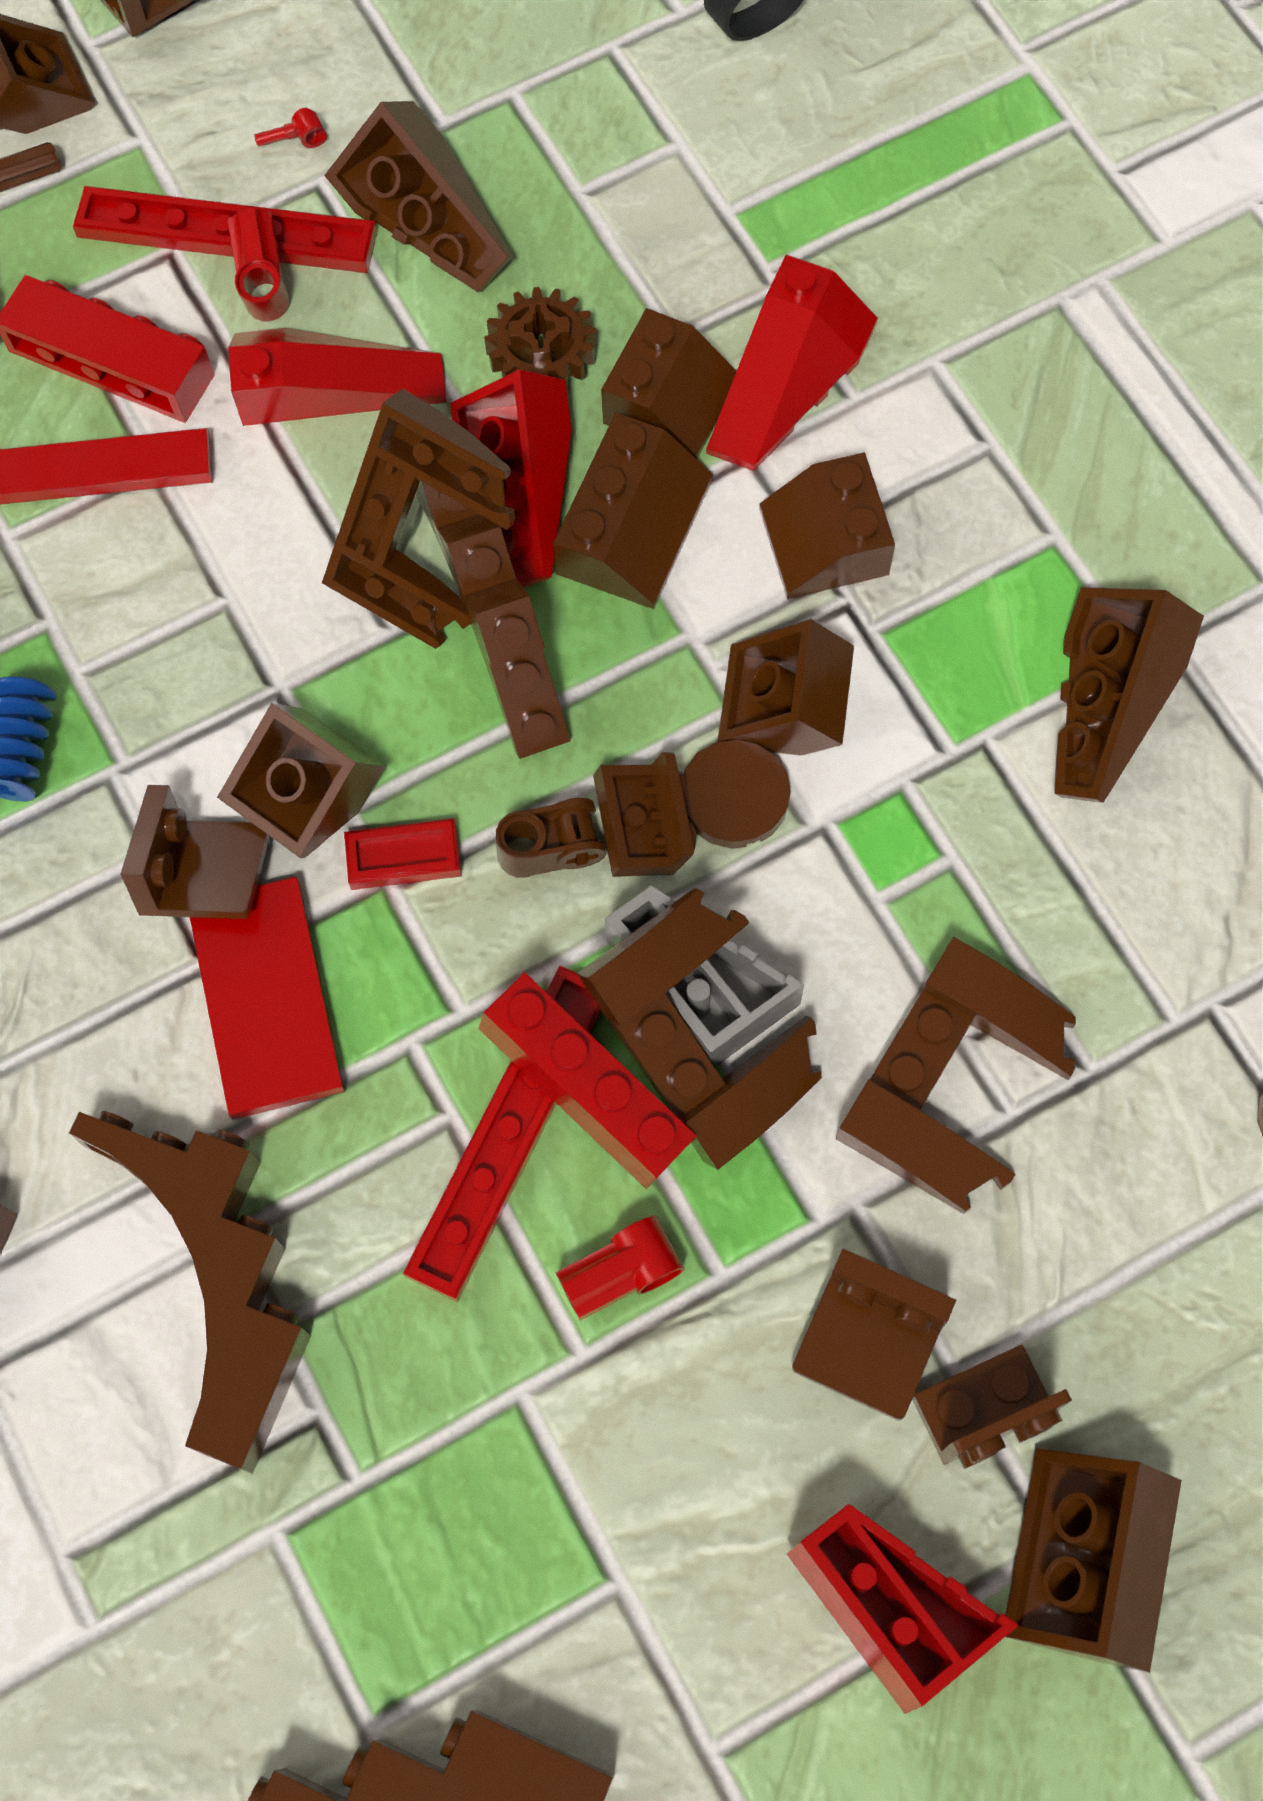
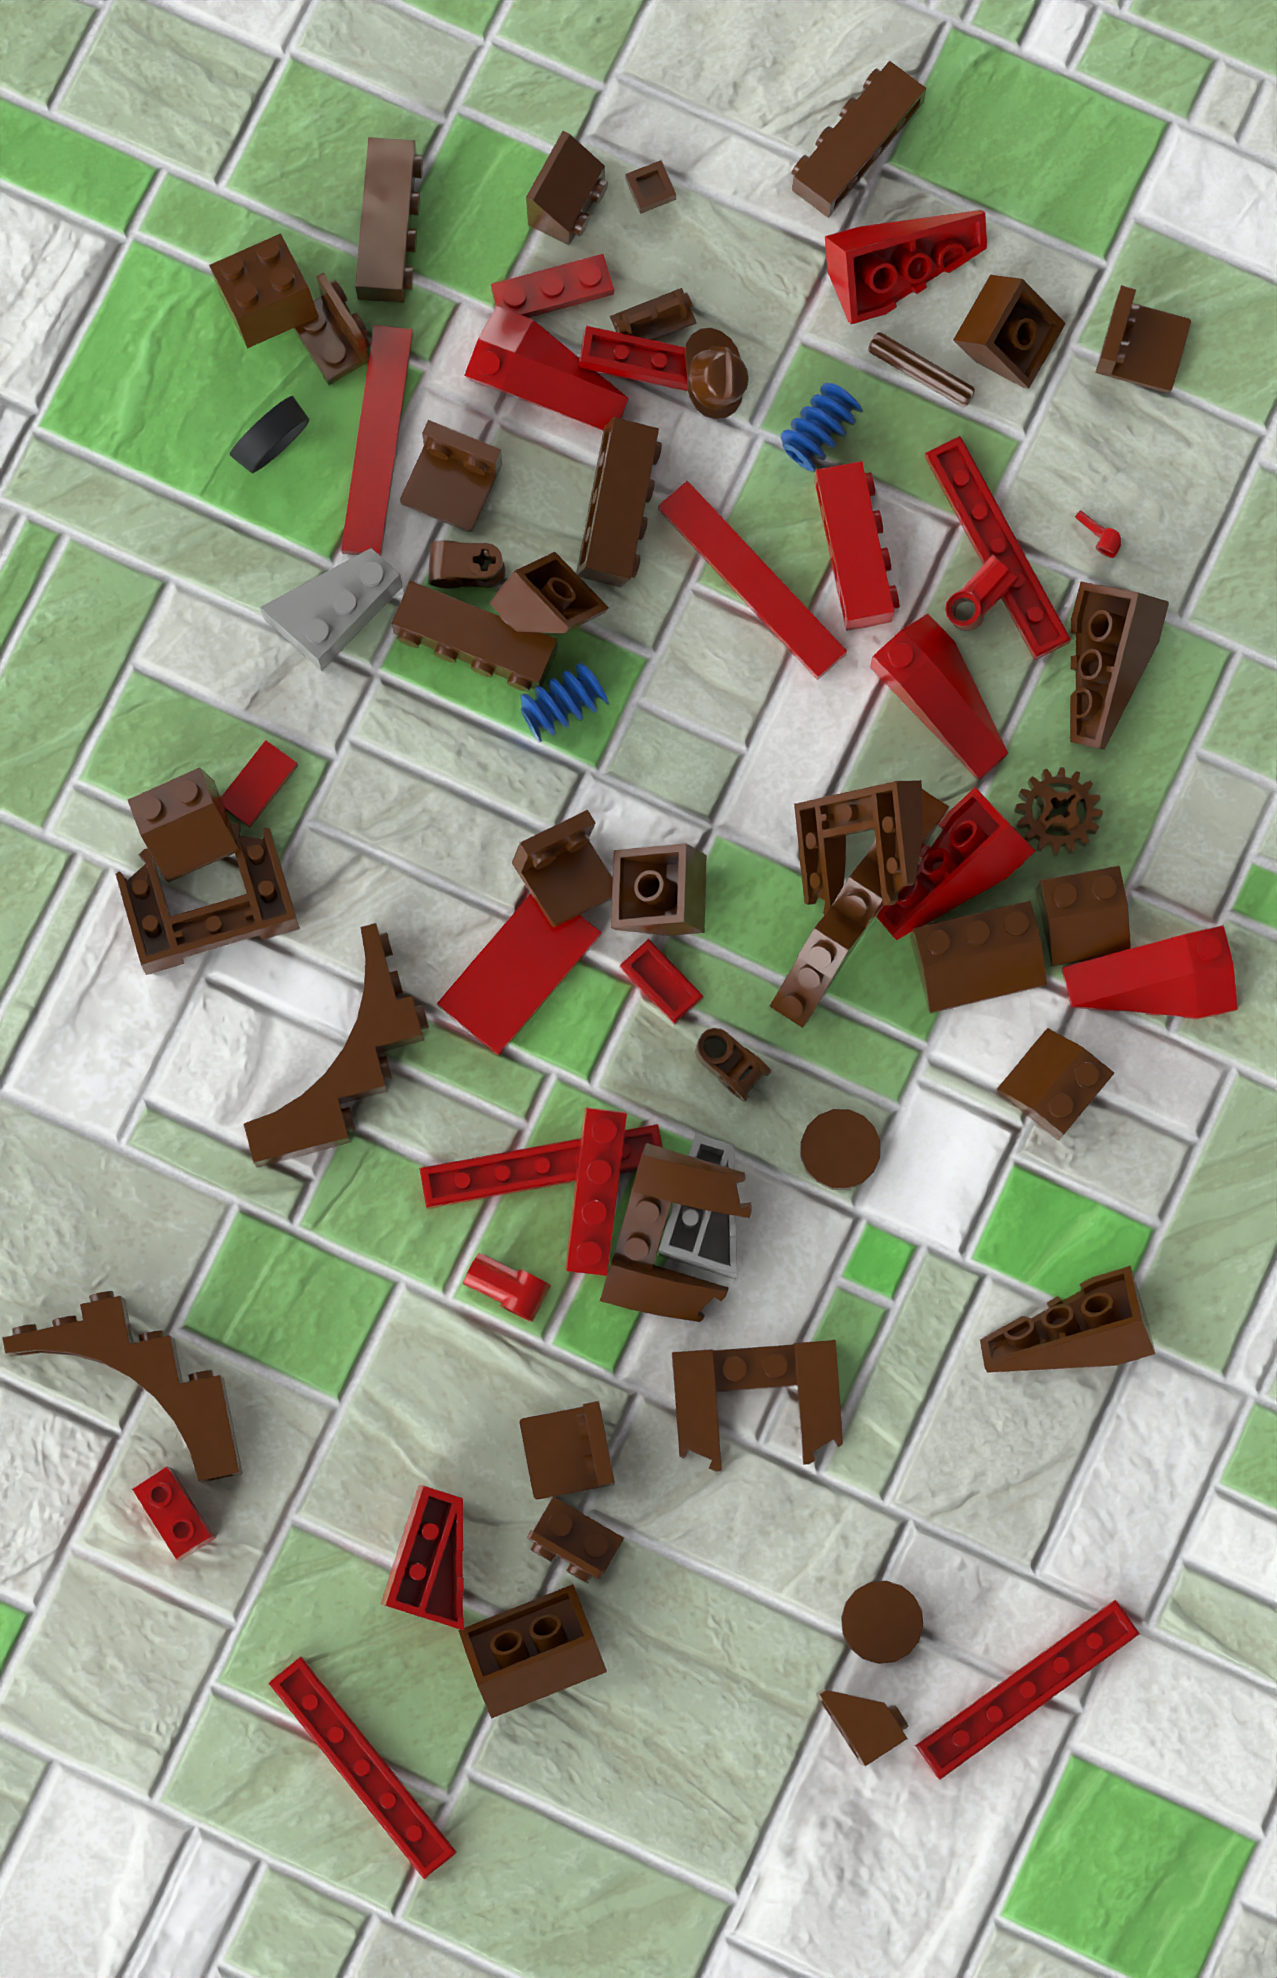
camera: 50 degrees right, 10 degrees up
(645, 817) = (783, 1107): reddish brown bracket -> none
(788, 690) = (926, 1135): reddish brown slope -> none

